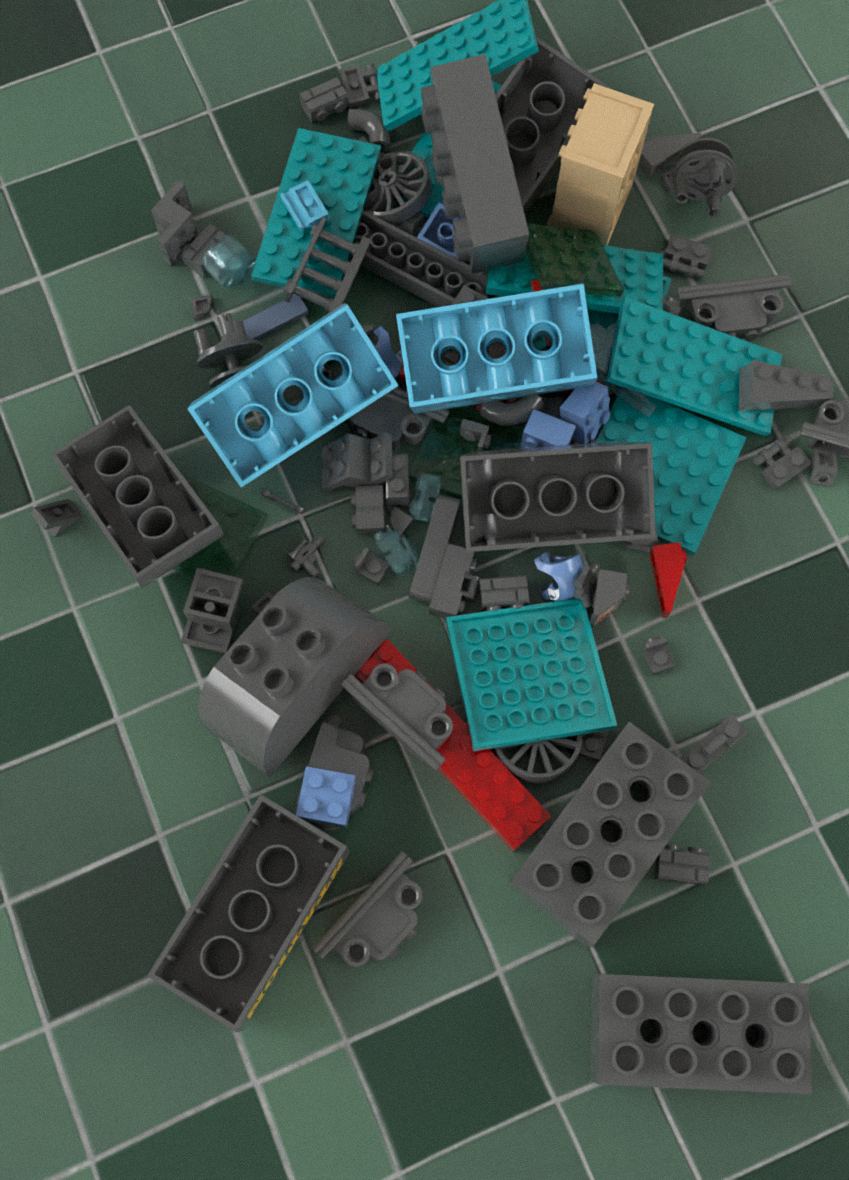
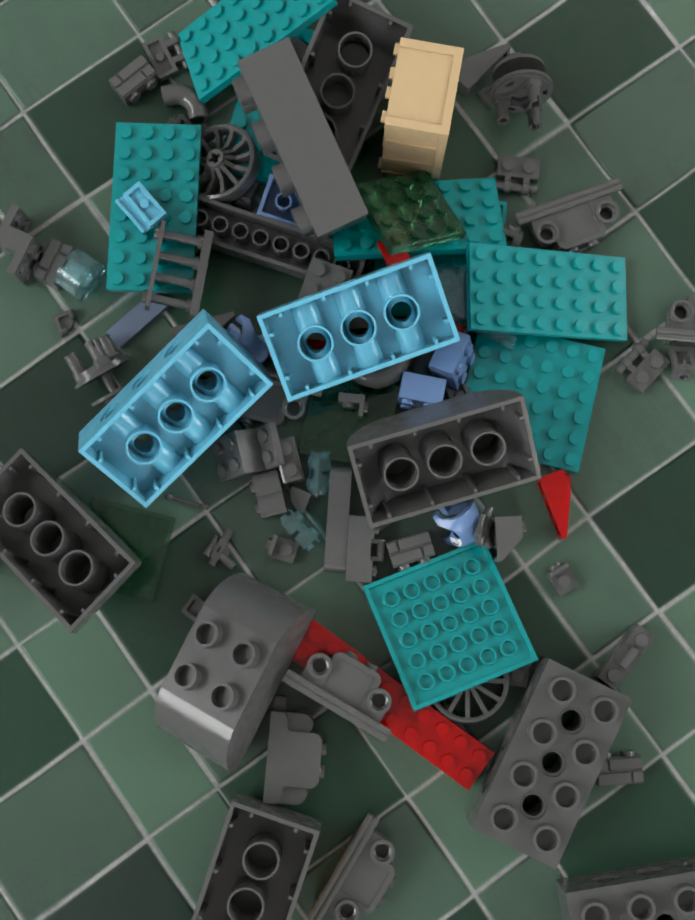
camera: 10 degrees left, 10 degrees up
(212, 611) = (146, 626): dark grey bracket -> none
(326, 797) = (290, 784): medium blue brick -> none
(780, 387) = (625, 297): dark grey wedge -> none

